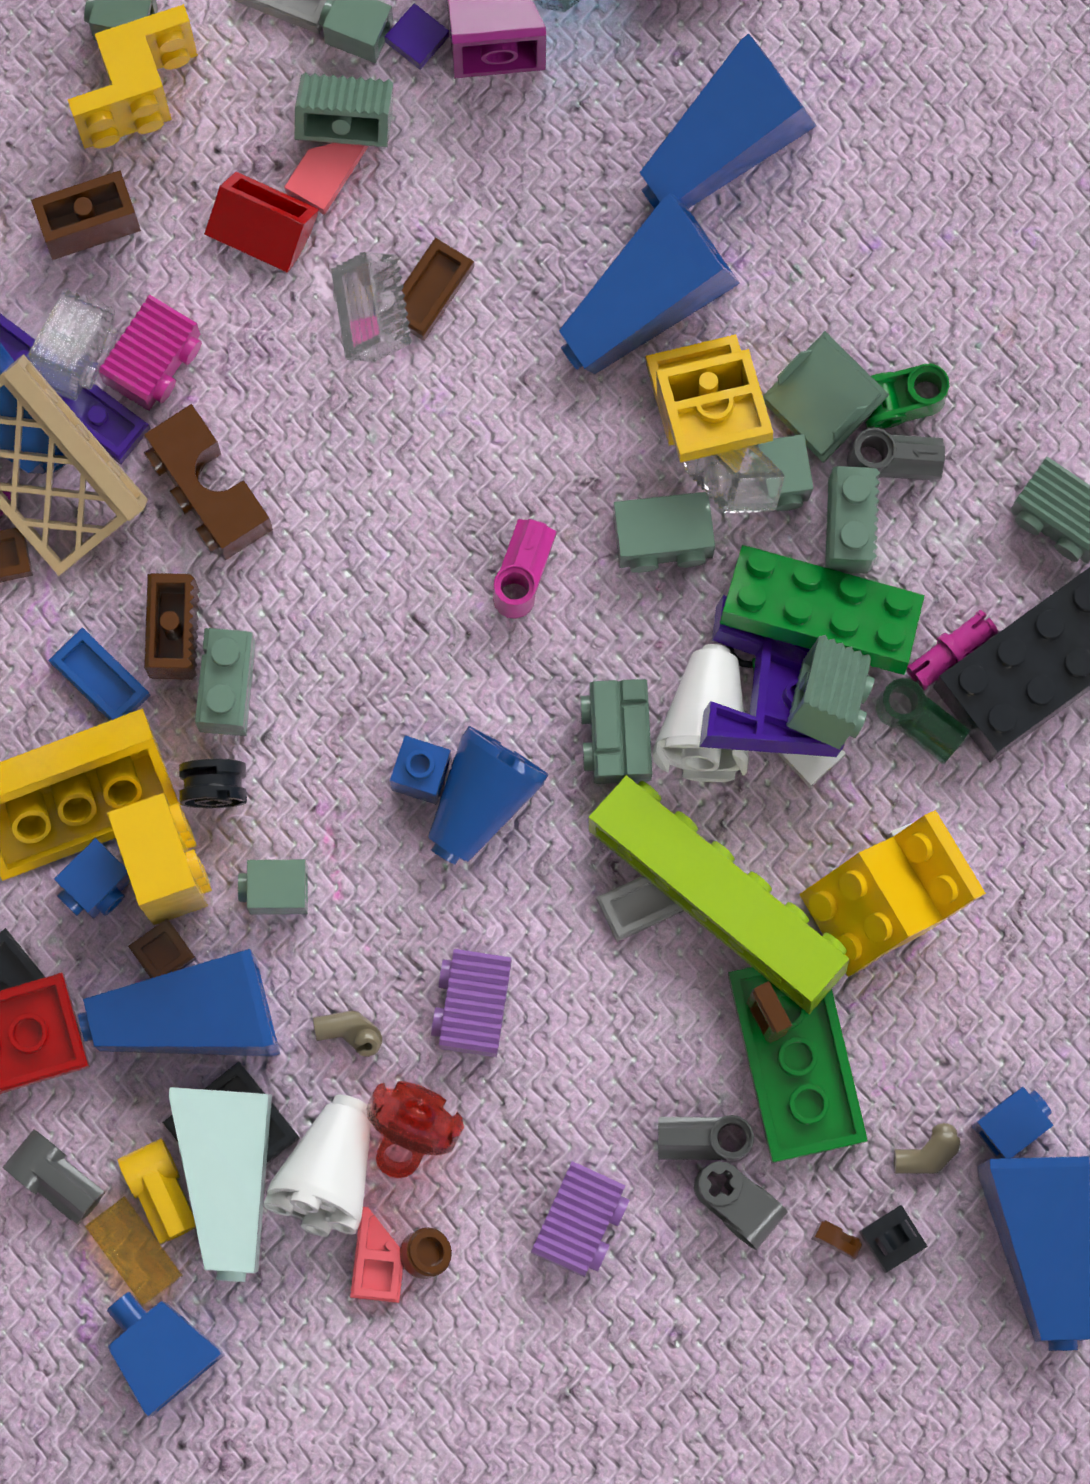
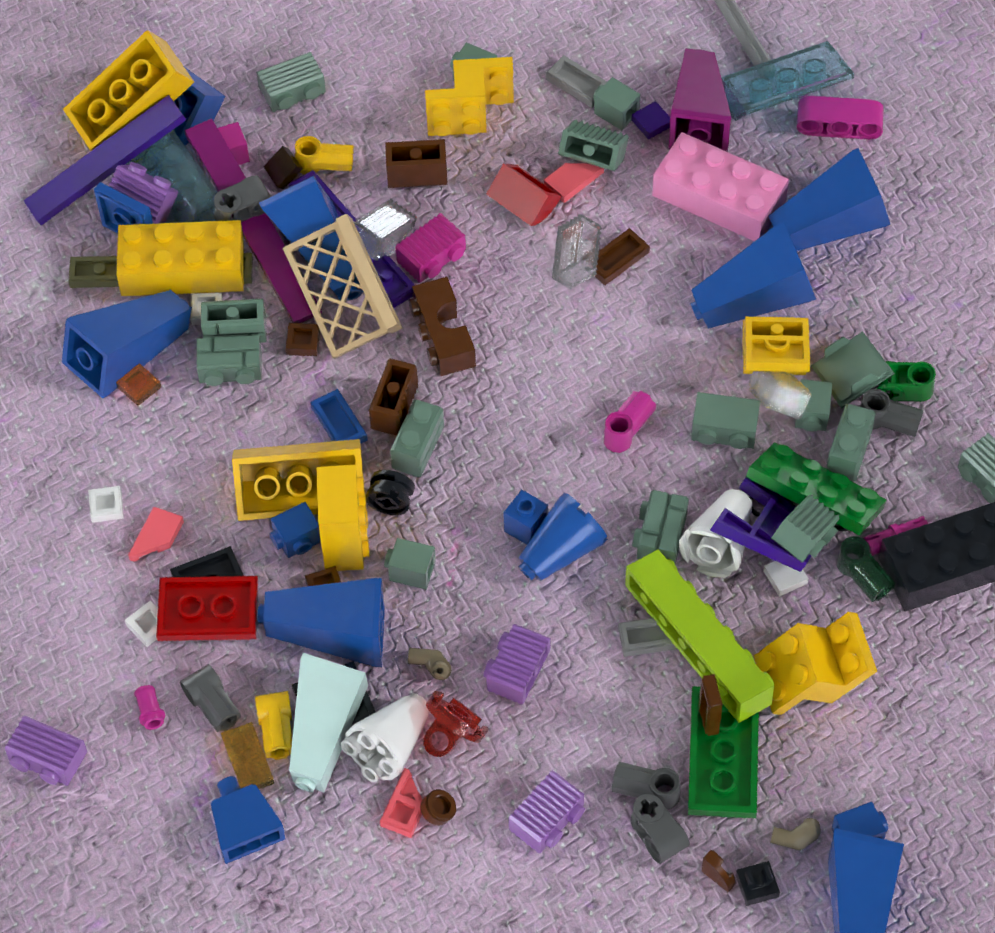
camera: 20 degrees right, 20 degrees down
(552, 134) = (719, 186): none -> bright pink brick

